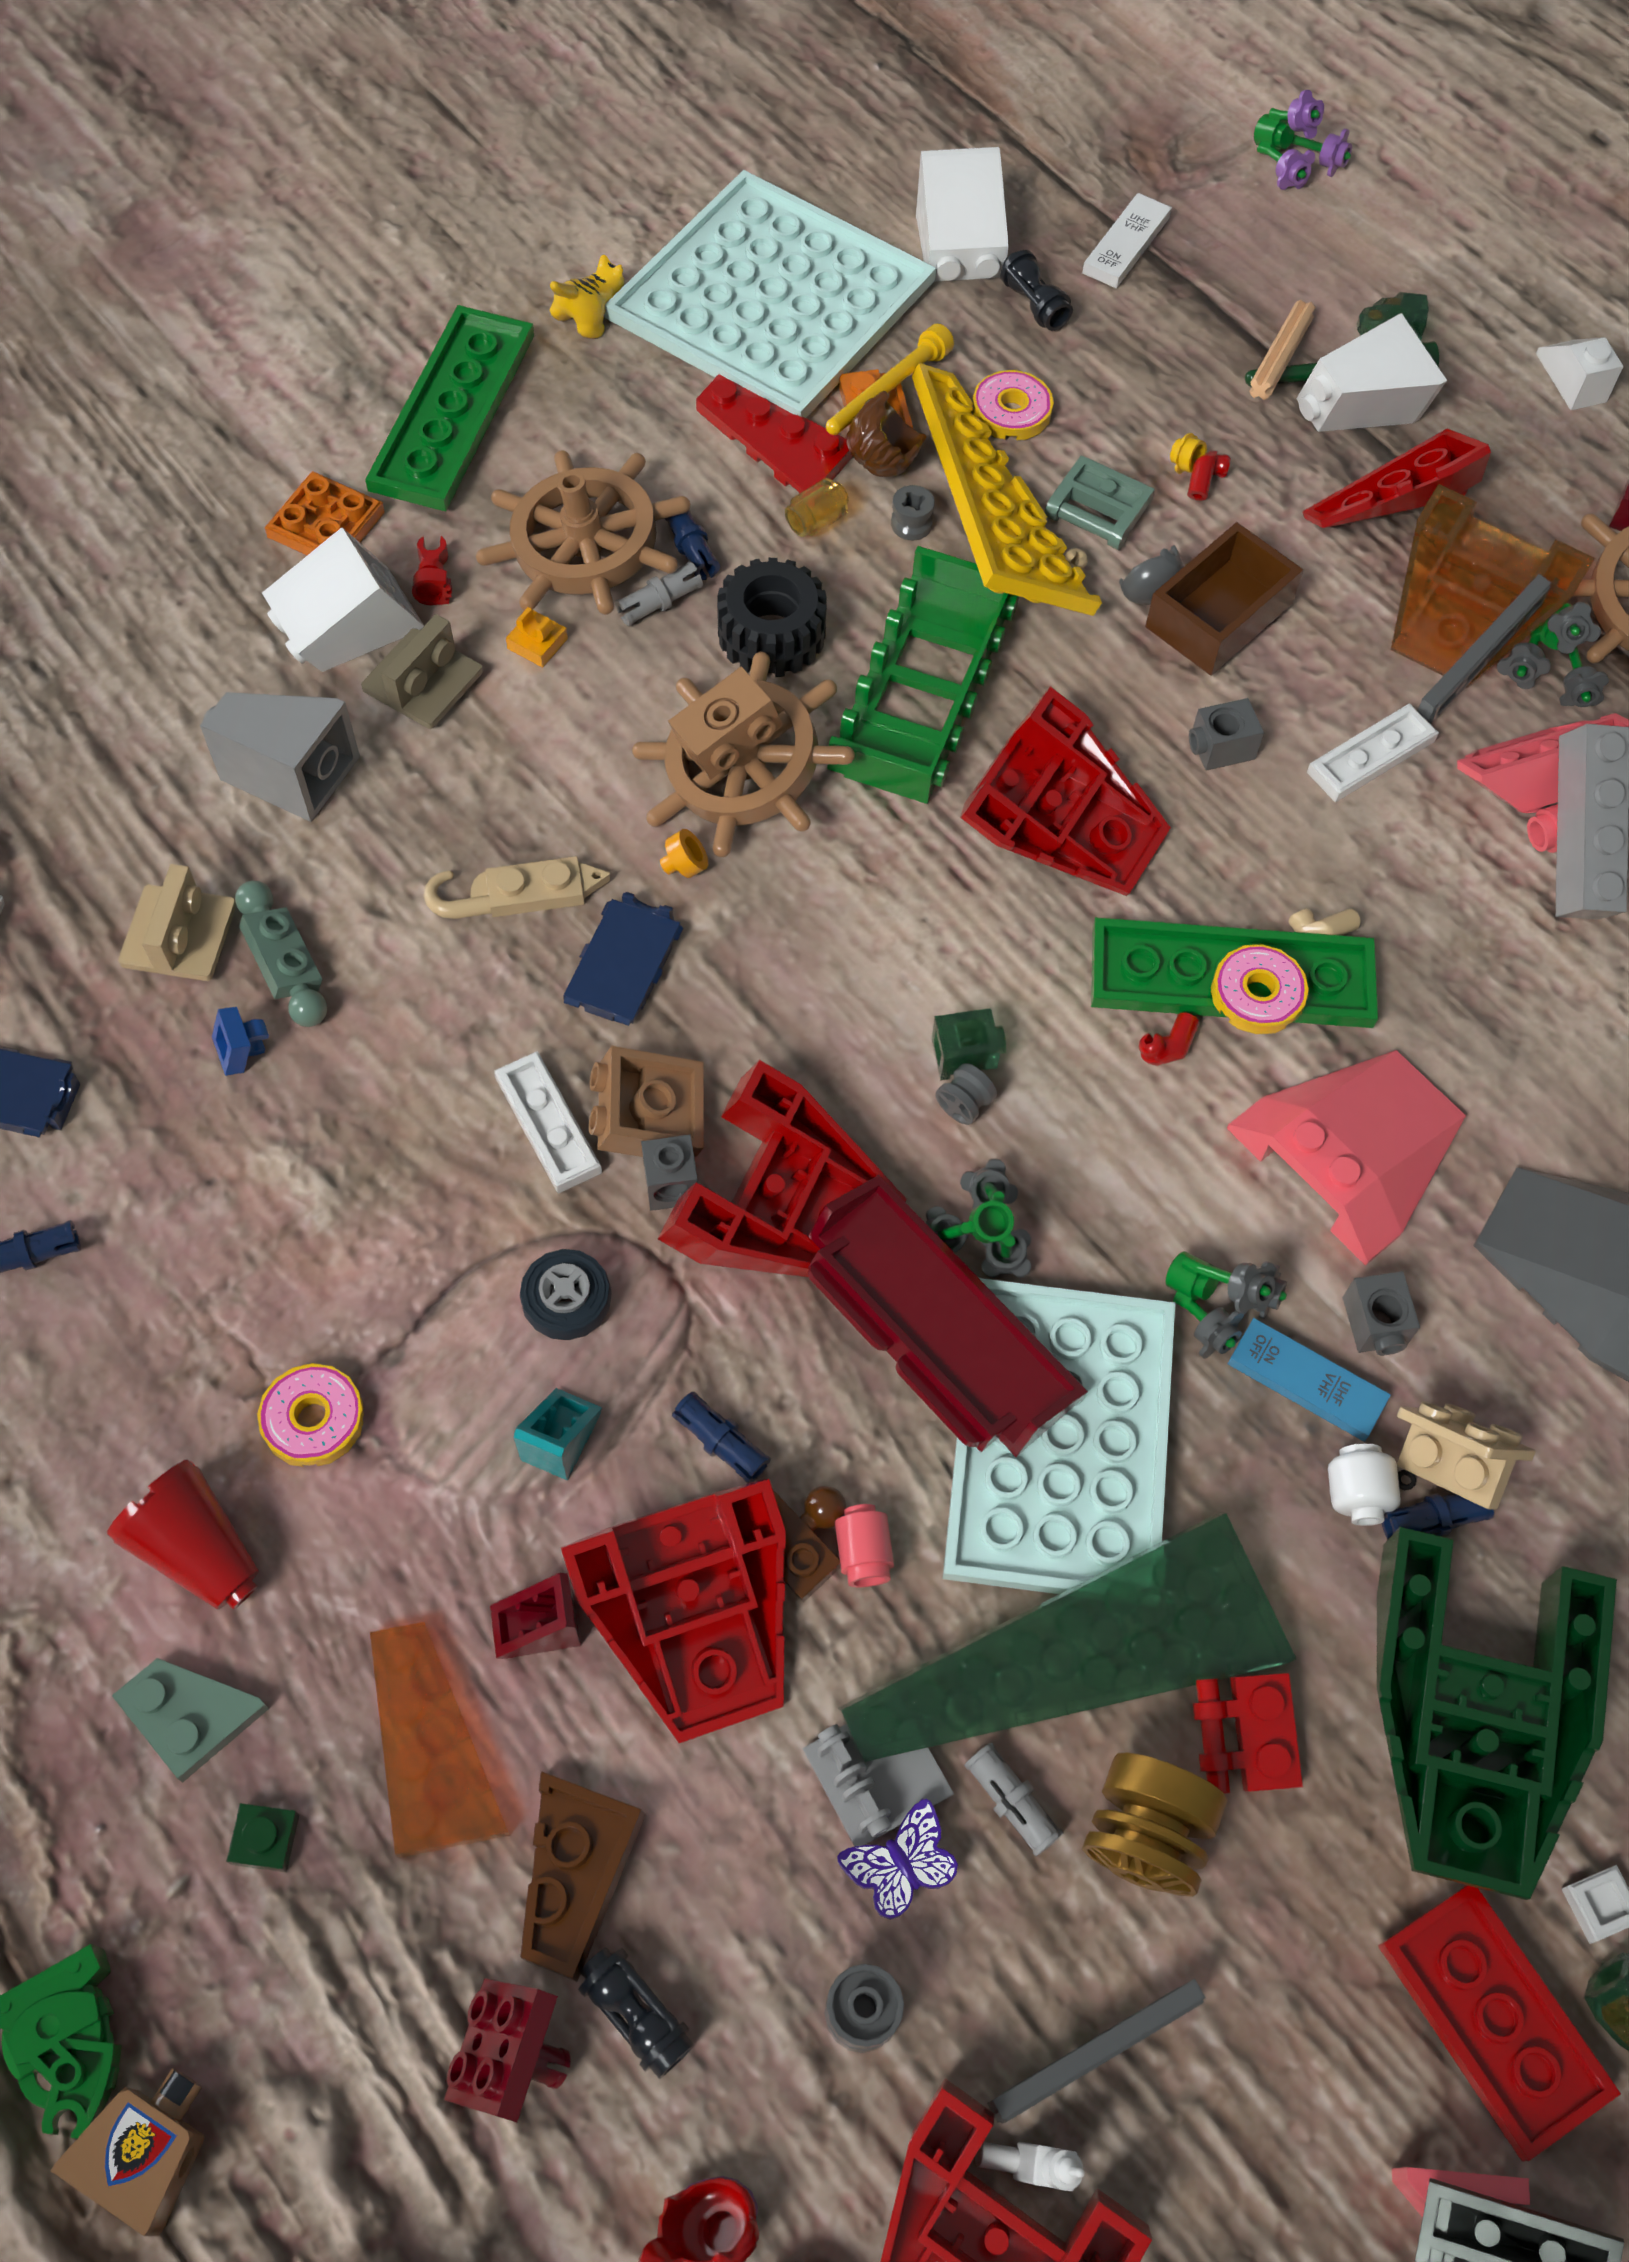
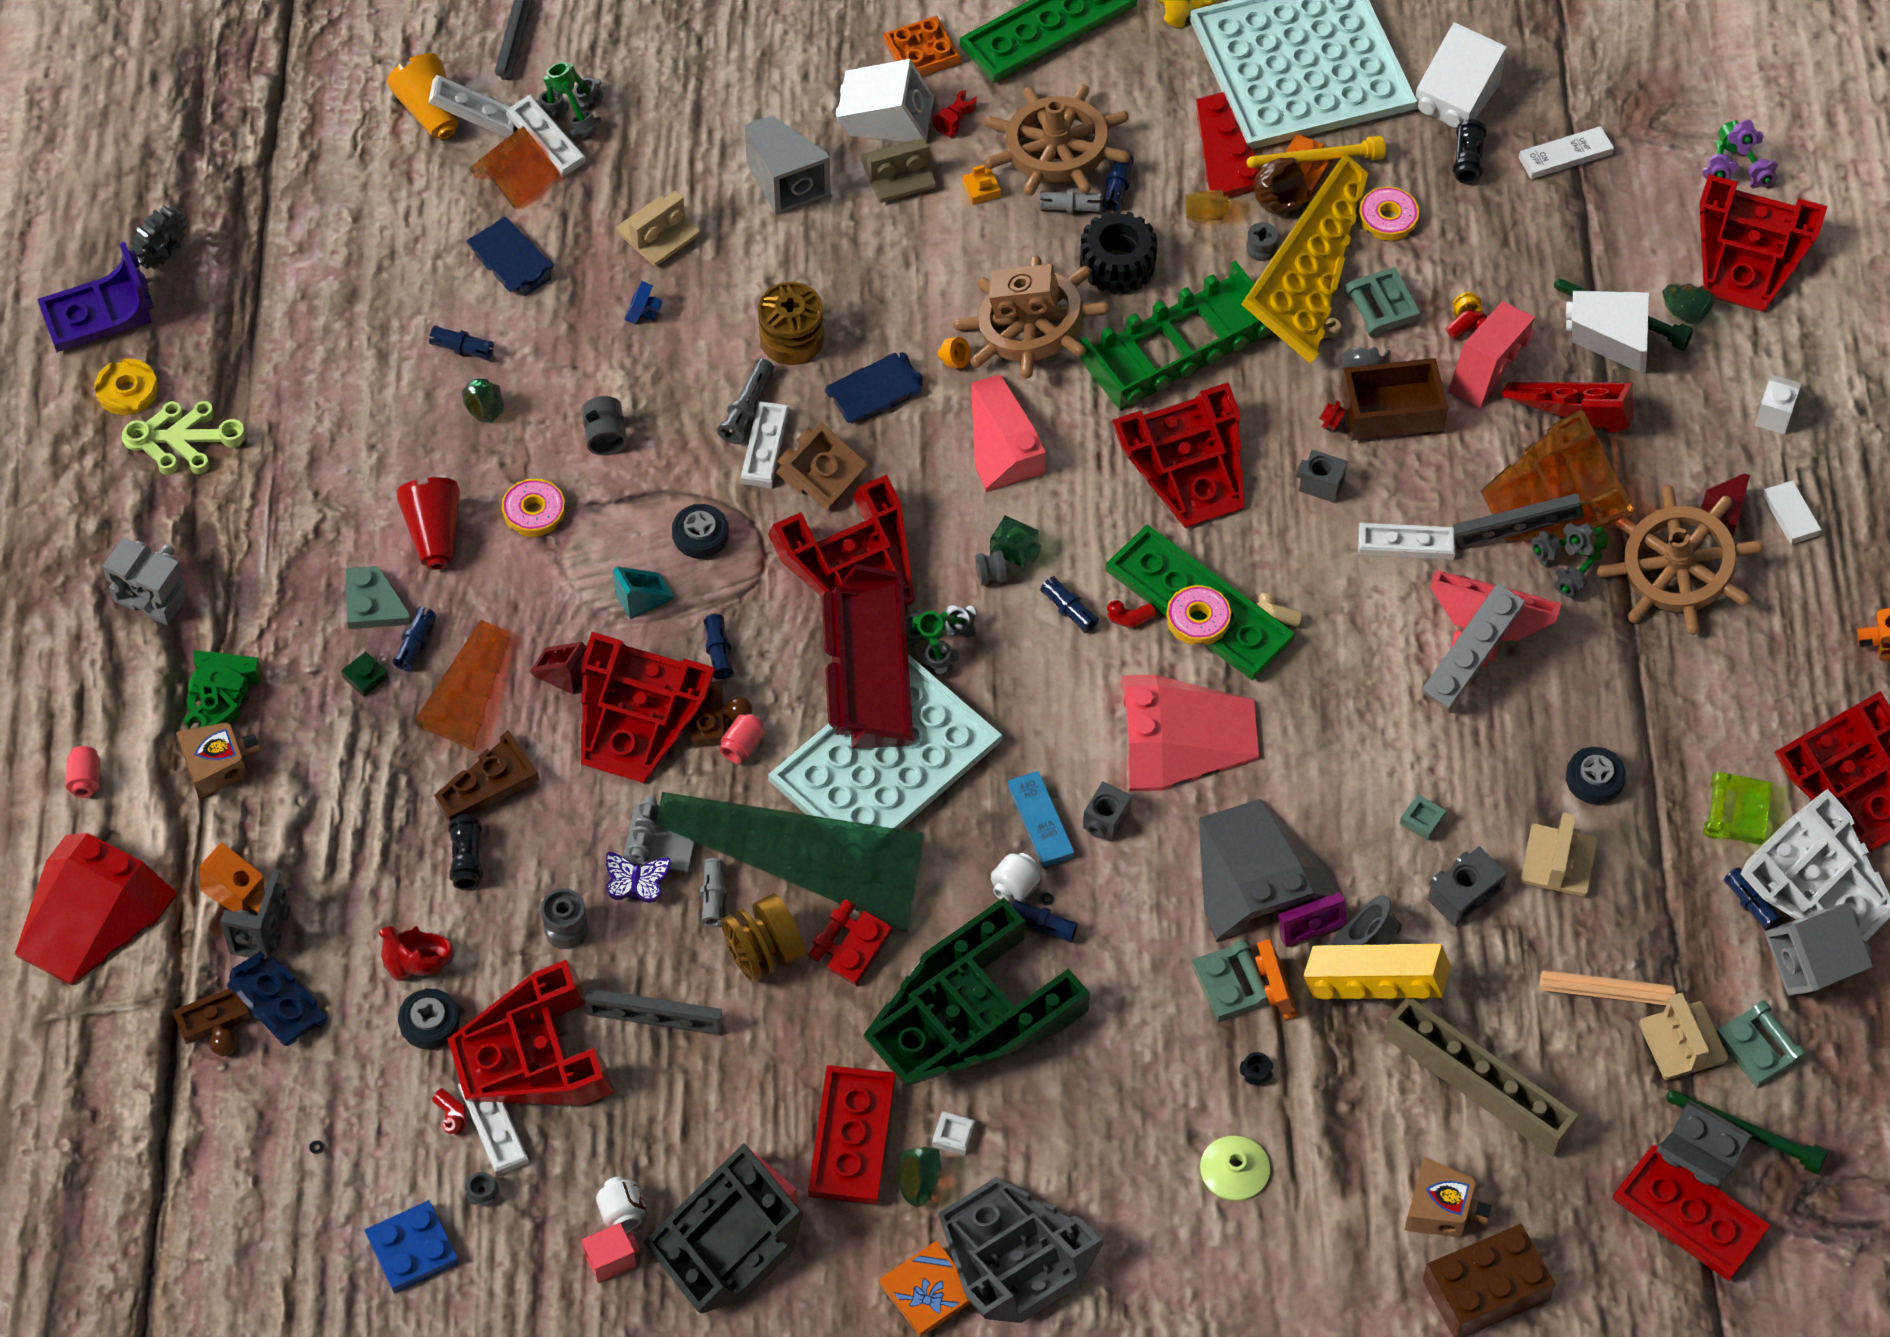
camera: 40 degrees right, 5 degrees down
(122, 1311) = (483, 400): none -> clear green rock
(281, 953) = (700, 273): sand green plate -> none
(296, 1730) = (414, 639): none -> dark blue pin
(320, 1234) = (604, 425): none -> dark grey wheel
(458, 942) = (791, 323): none -> pearl gold wheel
(484, 1097) = (742, 411): none -> dark grey pin
(505, 2050) = (397, 822): dark red plate -> none
(519, 889) = (861, 320): tan plate -> none
(668, 1169) = (802, 498): dark grey brick -> none
(835, 920) = (1003, 436): none -> coral wedge
(1033, 2164) = (586, 1033): white piece -> none
(1093, 1077) = (1069, 604): none -> dark blue pin
(1169, 659) = (1332, 415): none -> red plate
(1247, 1286) = (1032, 739): plant -> none
(1271, 483) = (1490, 353): none -> coral wedge
(1282, 350) = (1589, 277): light nougat axle -> none
(1403, 219) = (1752, 242): none -> red wedge
(1459, 1453) = (1077, 891): tan bracket -> none

